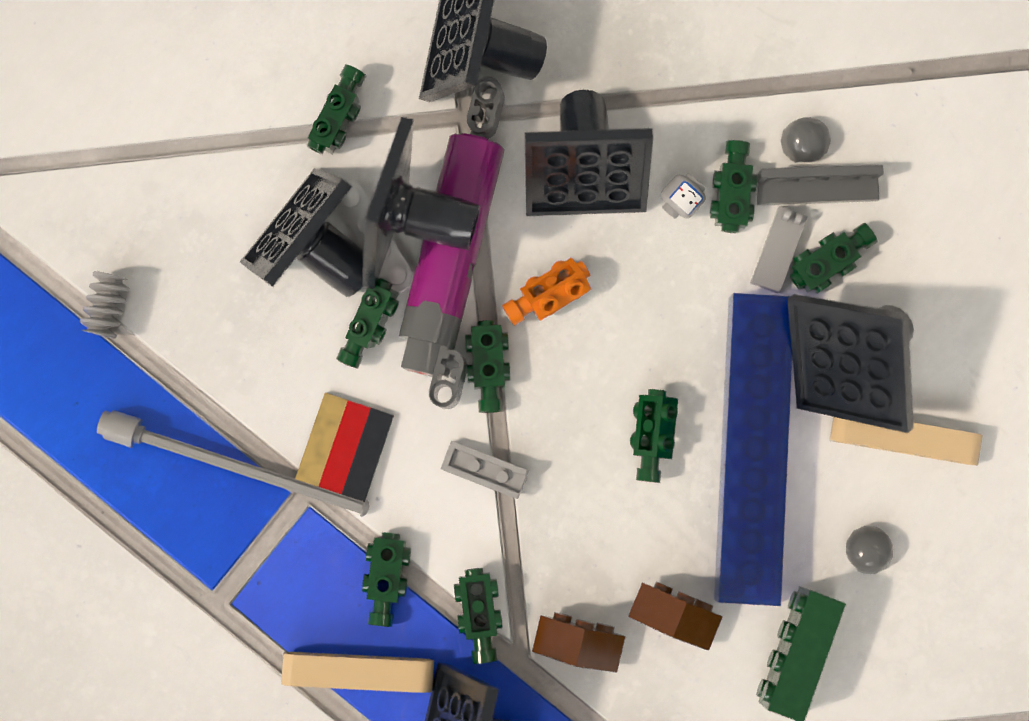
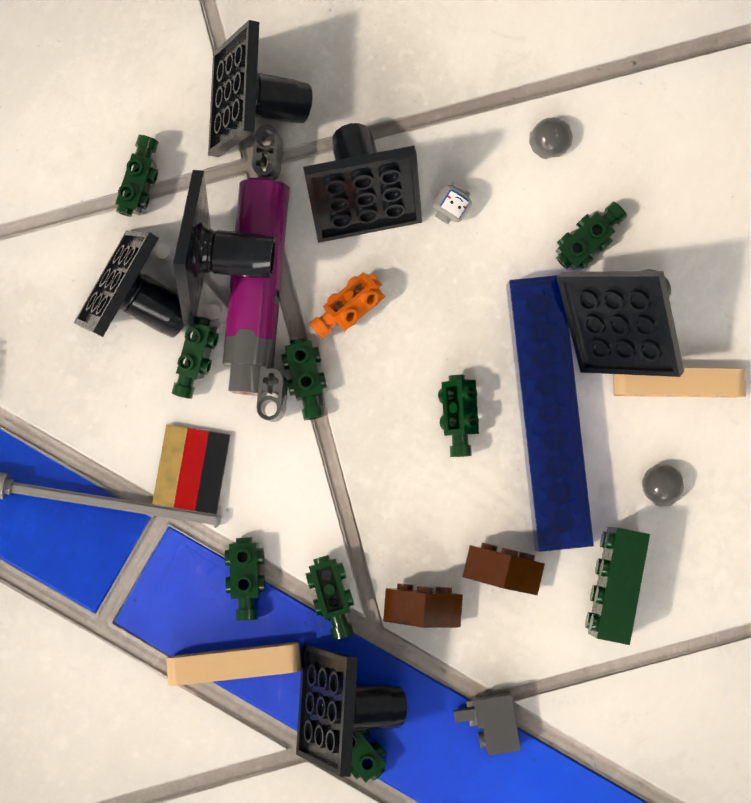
camera: 10 degrees left, 0 degrees up
(484, 470) = (317, 469): light grey hinge -> none
(733, 193) = (495, 193): dark green brick -> none
(779, 249) = (543, 236): light grey hinge -> none
(818, 185) = (568, 174): dark grey fence -> none

